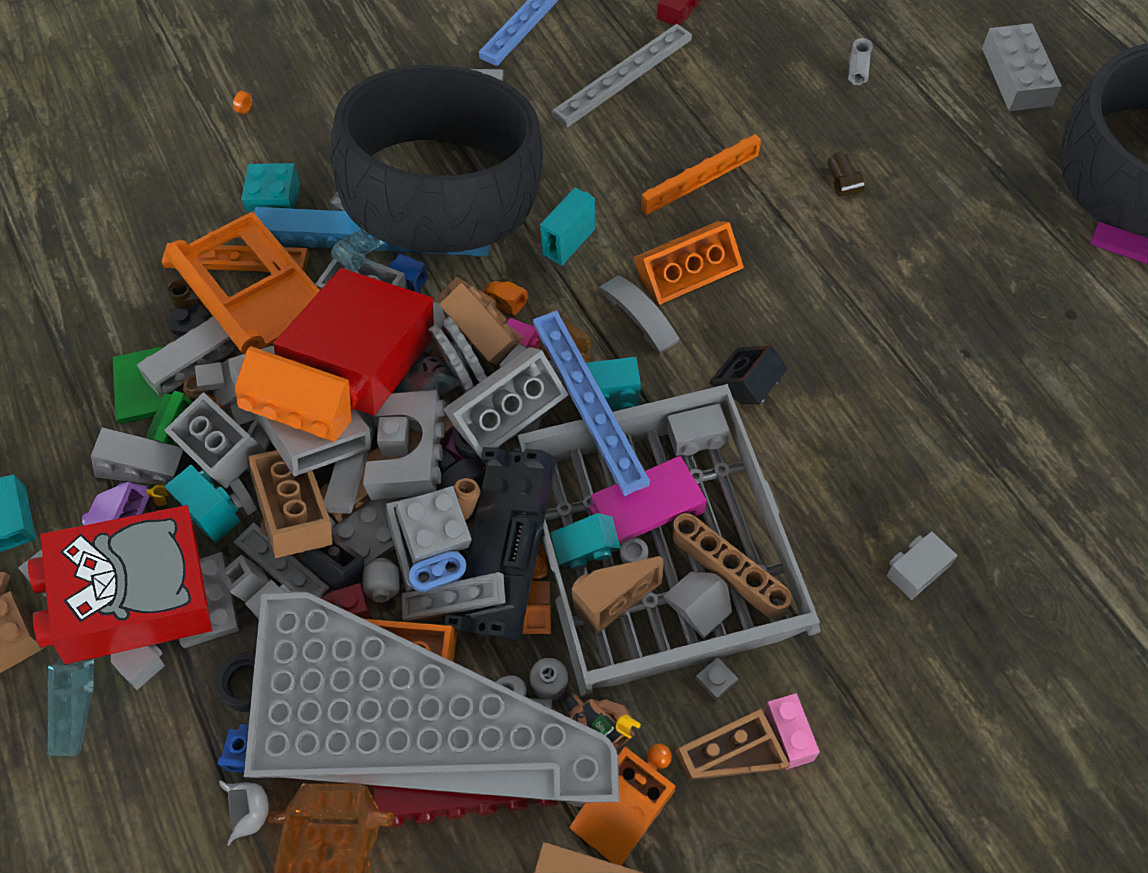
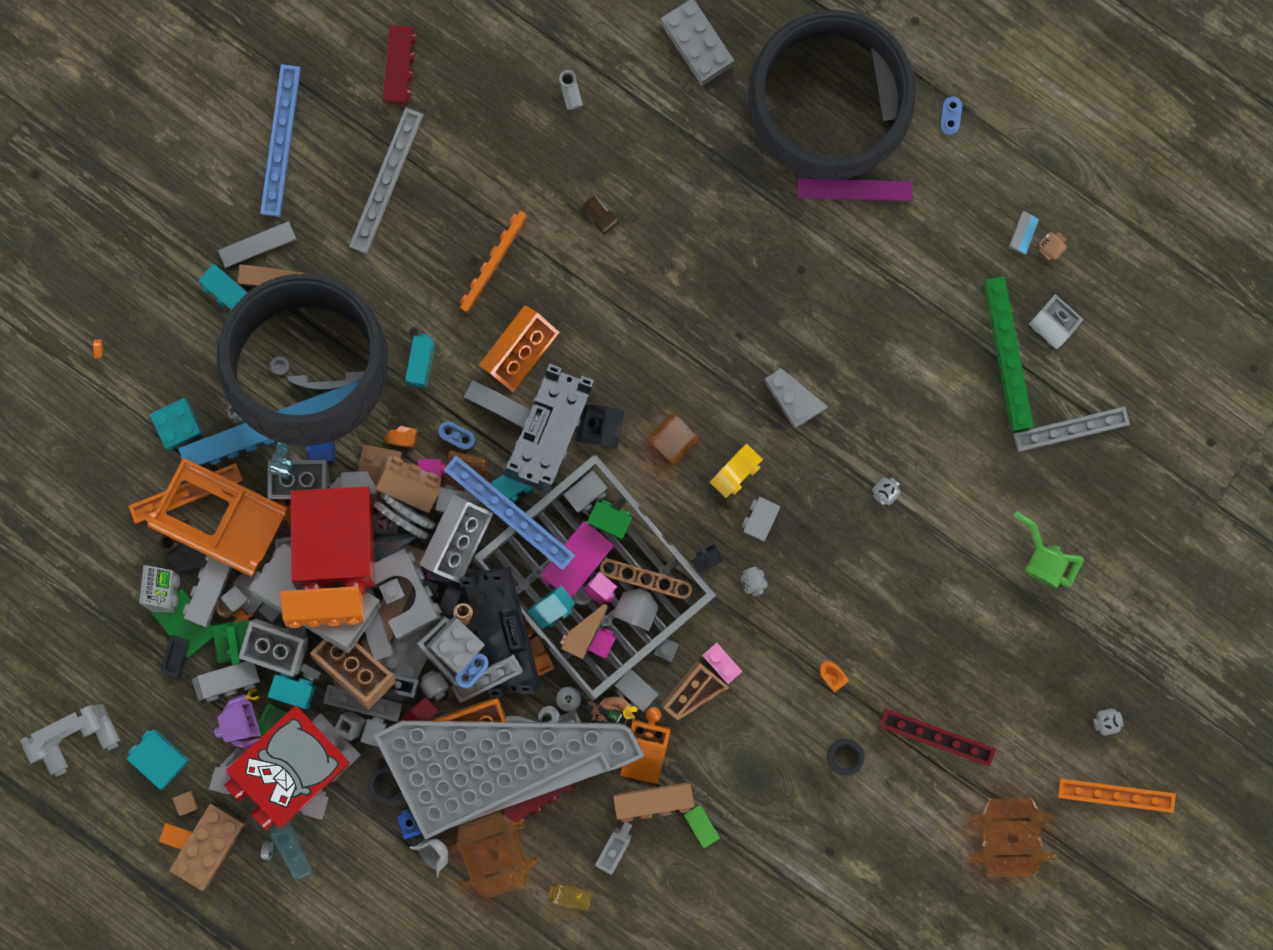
camera: 30 degrees left, 25 degrees up
(37, 693) = (267, 850): none -> light grey tile
(103, 411) = (175, 656): none -> black tile
(132, 327) = (159, 589): none -> slope
(572, 314) = (457, 435): none -> medium blue plate
(631, 621) = (602, 642): none -> dark pink brick
(650, 708) = (636, 690): none -> light grey brick
(663, 543) = (600, 589): none -> brick
(683, 342) = (549, 429): none -> piece
(716, 468) = (610, 520): none -> green brick
(825, 576) = (707, 558): none -> black brick
(835, 427) = (673, 439): none -> clear orange slope
(881, 640) = (754, 581): none -> light grey head
(908, 492) = (736, 470): none -> yellow brick
(957, 829) = (833, 675): none -> orange rock
(1019, 440) = (793, 398): none -> light grey wedge
(1117, 604) = (886, 491): none -> light grey head

